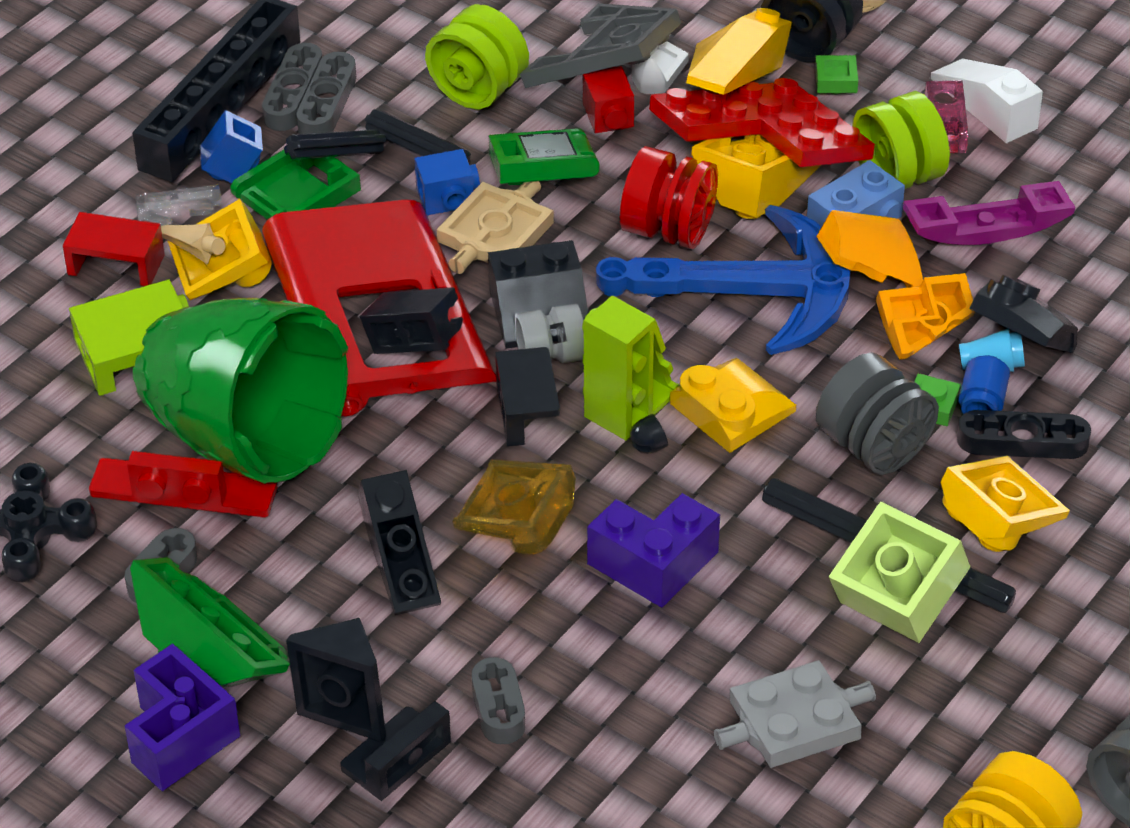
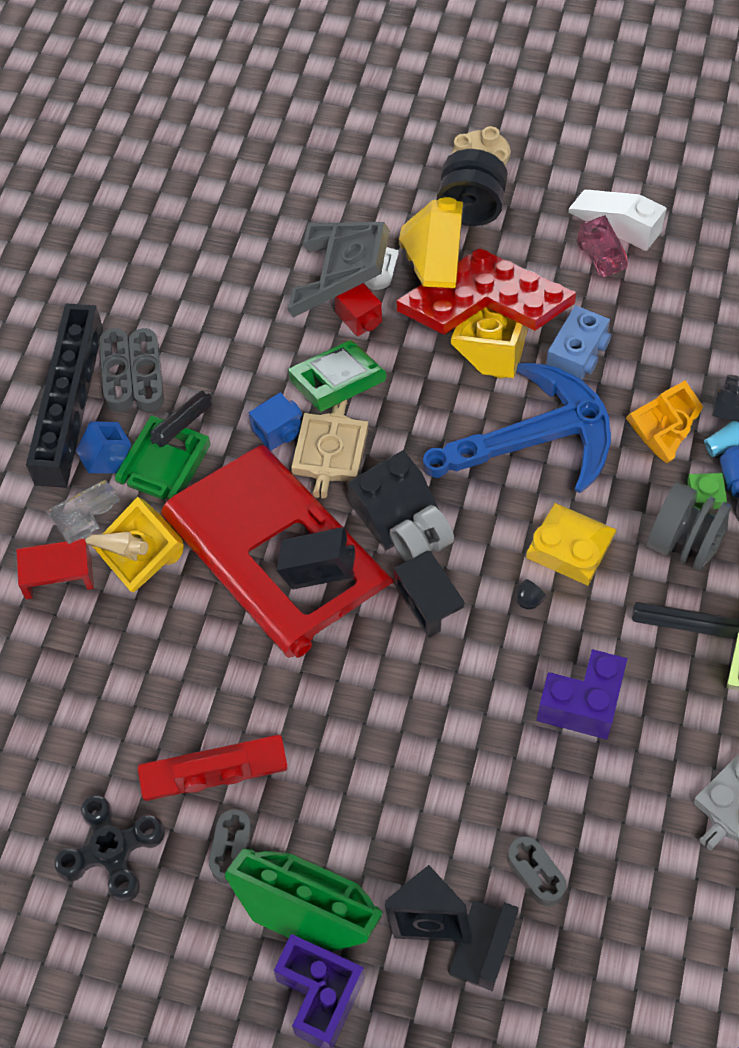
camera: 20 degrees left, 15 degrees up
(113, 328) = (109, 642): lime panel -> none
(247, 383) = (229, 675): green piece -> none
(398, 542) = (400, 761): black slope -> none
(408, 135) = (231, 387): black axle -> none
(477, 56) = (251, 305): lime wheel -> none
(520, 503) = (470, 693): clear yellow slope -> none
(623, 367) = (496, 555): lime wedge -> none
(668, 197) = (452, 386): red wheel -> none
(836, 74) = (507, 232): bright green plate -> none
(871, 246) = (611, 379): light orange slope -> none
(906, 138) = (596, 278): lime wheel -> none
(990, 222) = (673, 322): magenta slope -> none

